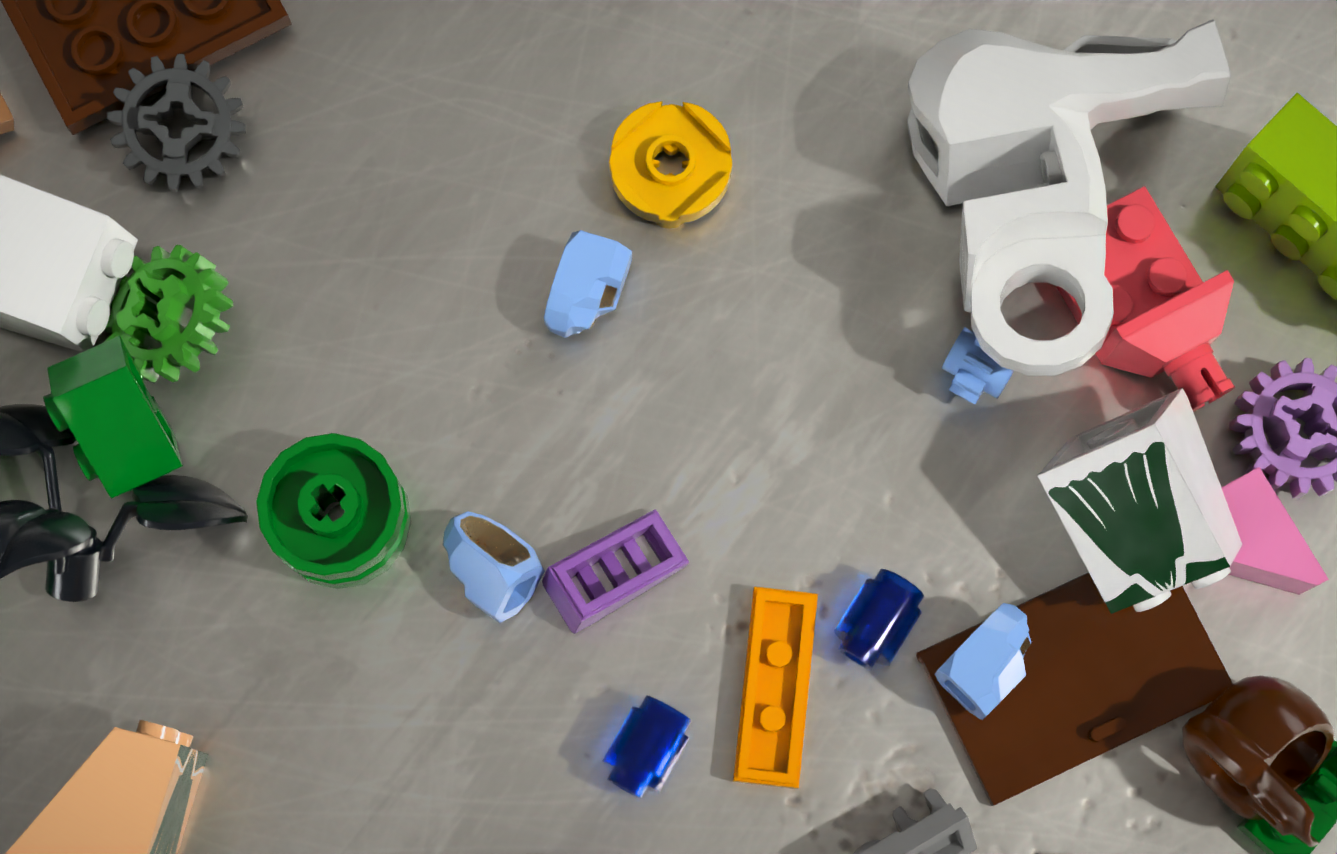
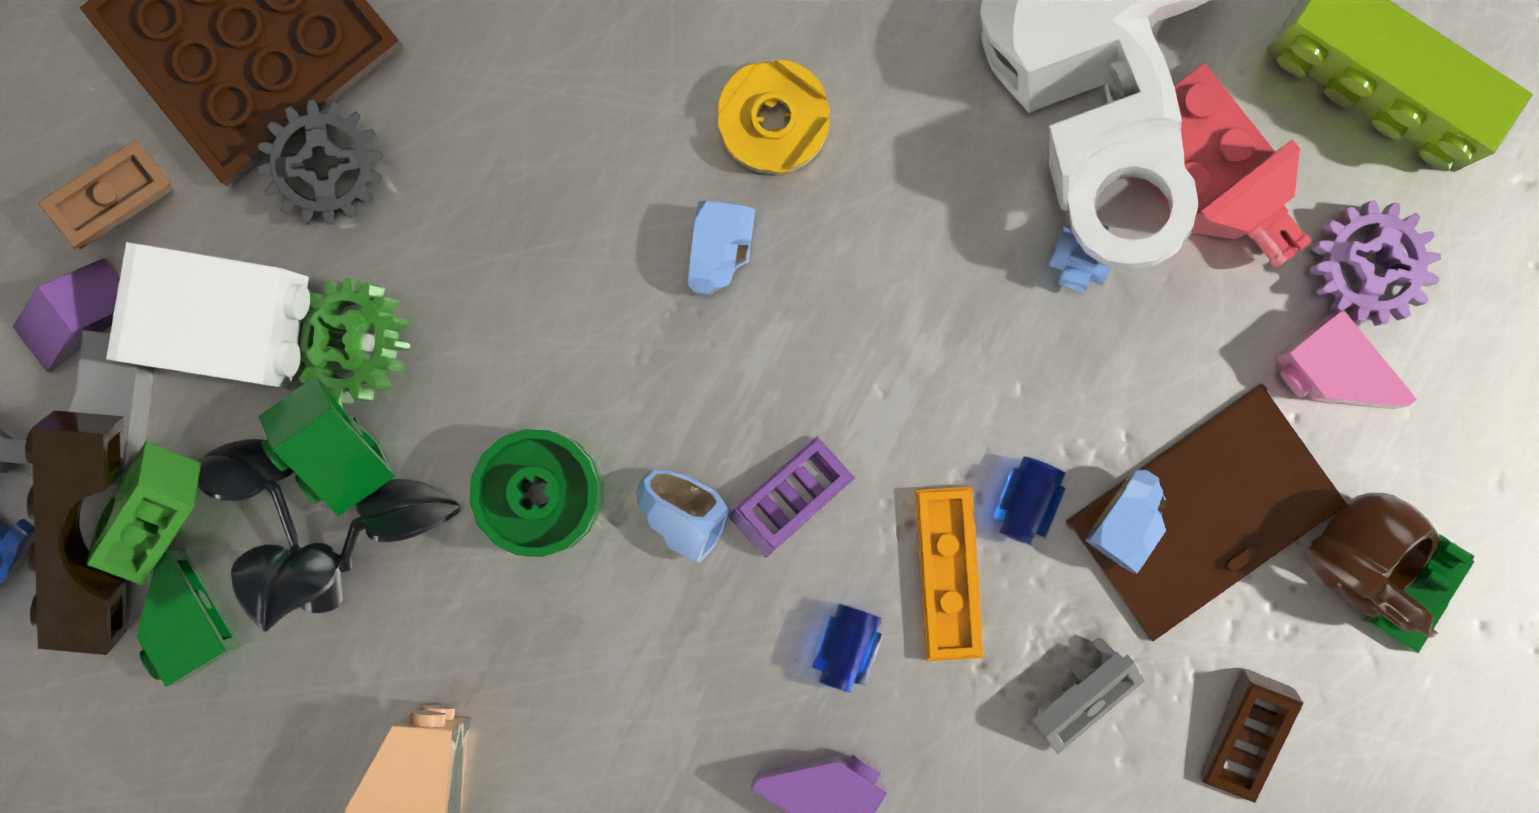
camera: 10 degrees left, 10 degrees up
(1144, 504) = (1246, 361): slope -> none

